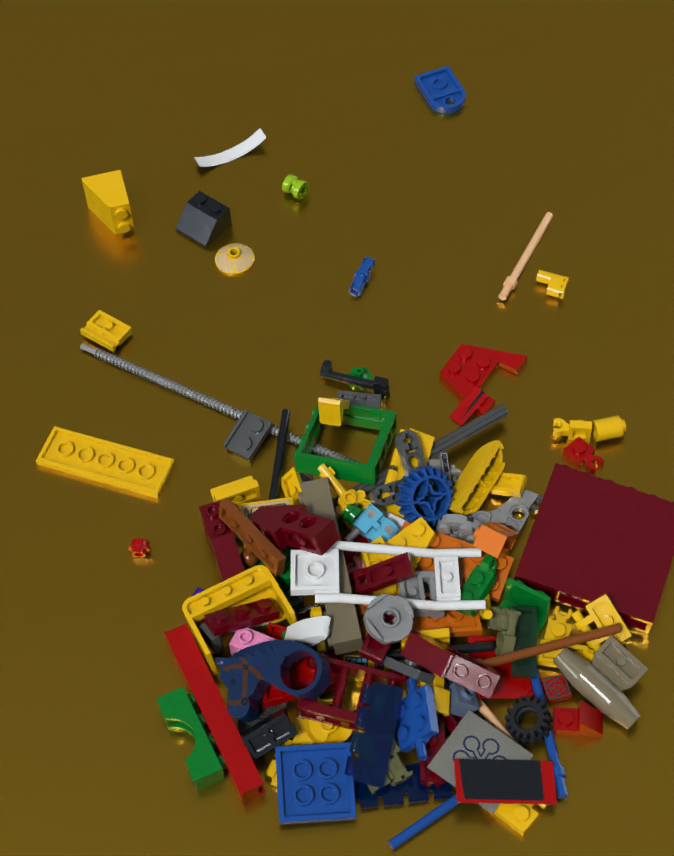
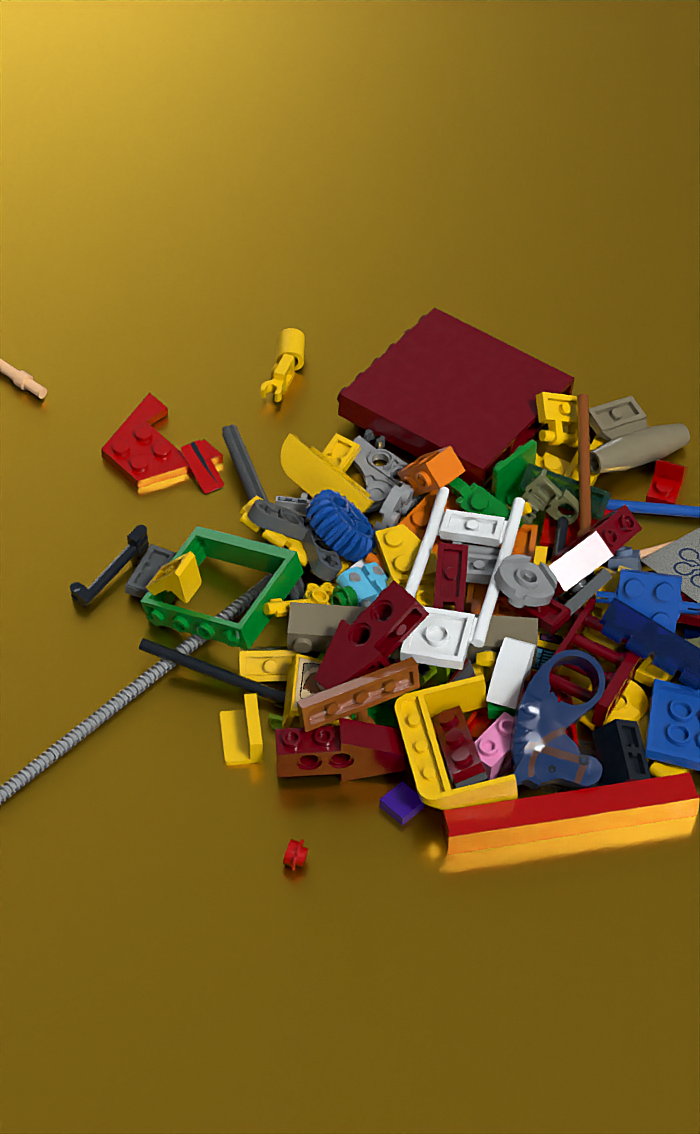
camera: 80 degrees left, 5 degrees down
(106, 462) = (129, 876): yellow tile -> none
(202, 763) = (638, 835): green arch -> none
(248, 435) = (157, 698): dark grey plate -> none
(361, 373) = (99, 563): green plant -> none
(538, 730) = (666, 501): black tyre -> none
(556, 283) = (47, 337): yellow piece -> none
(556, 689) = (622, 487): tile -> none
(582, 453) = (314, 385): red plate -> none

